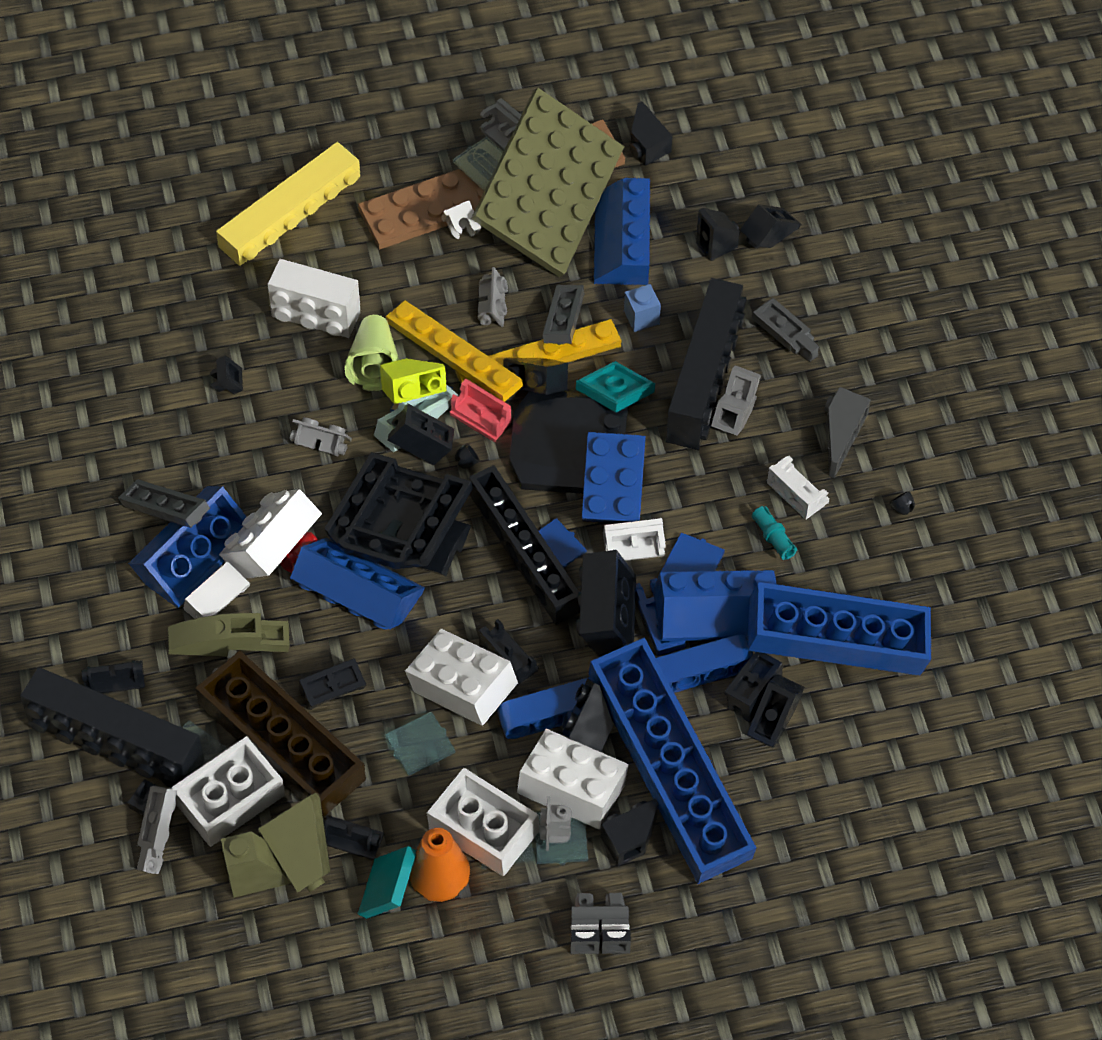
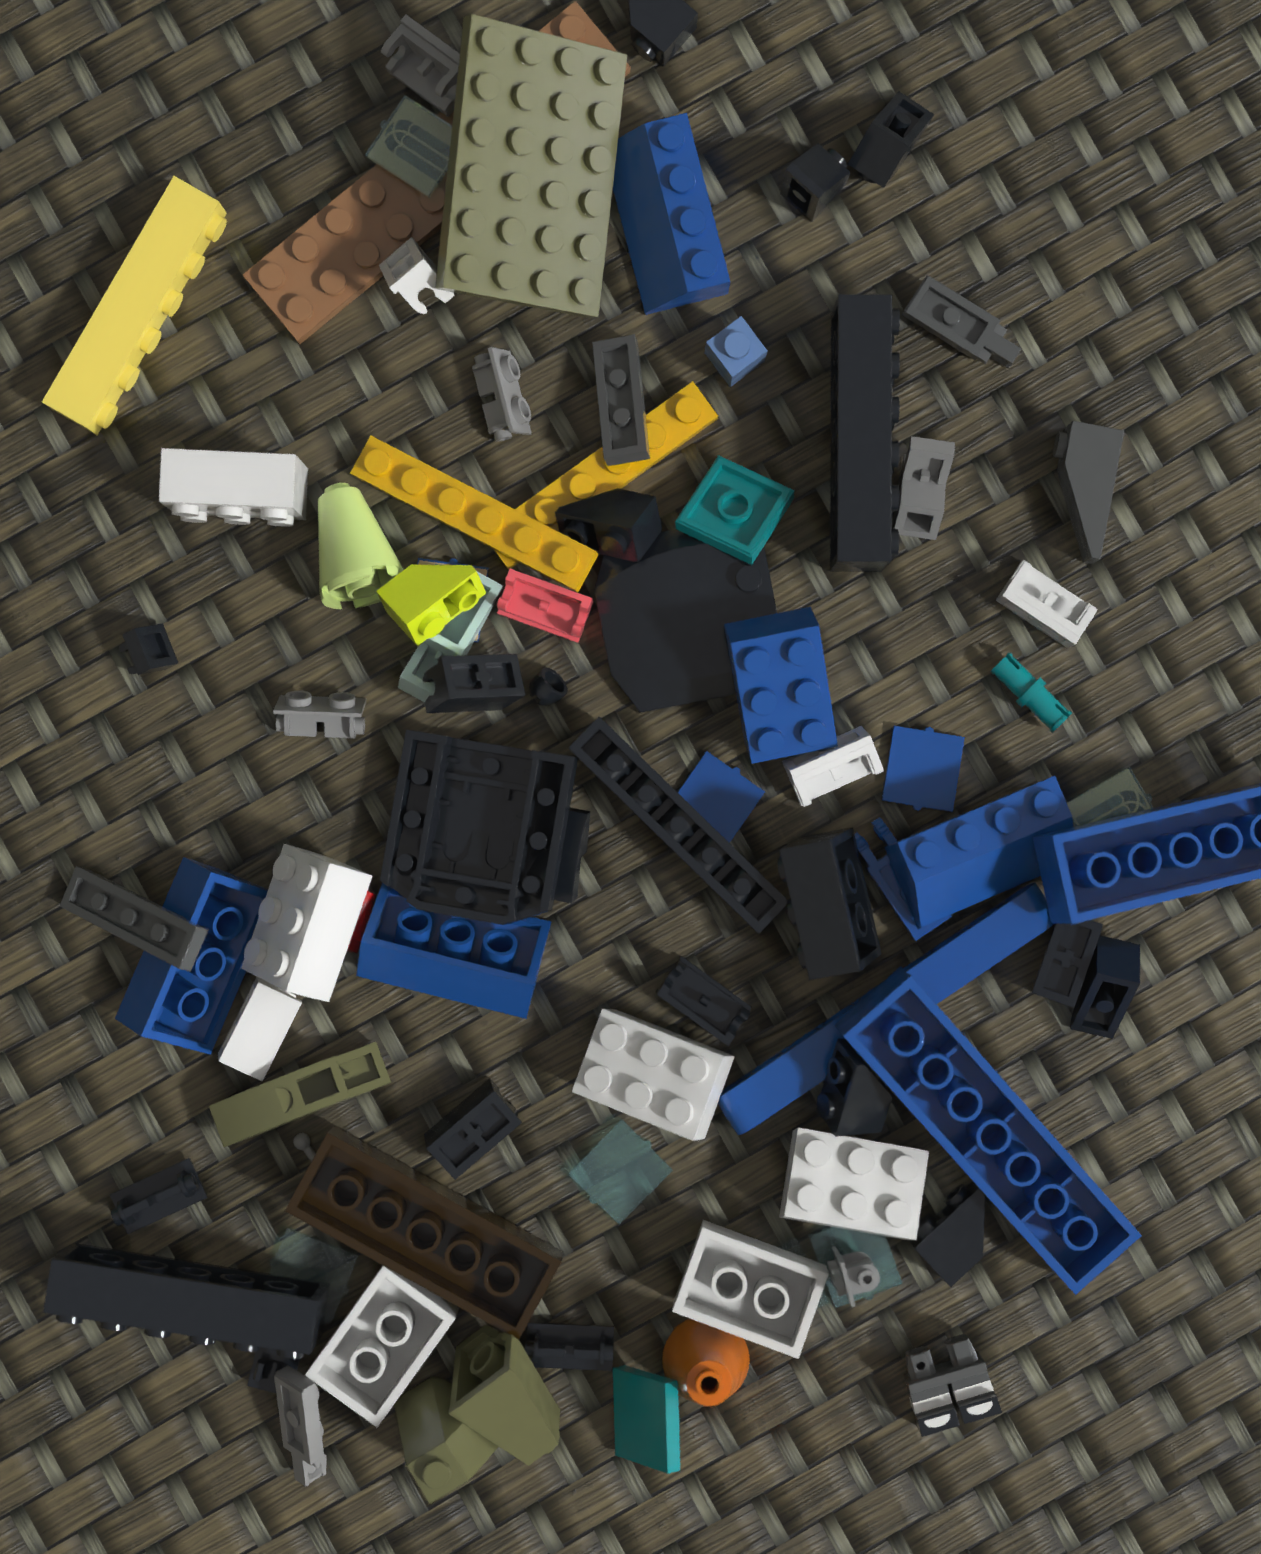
camera: 15 degrees left, 30 degrees up
(903, 503) = (1204, 585): black hinge -> none

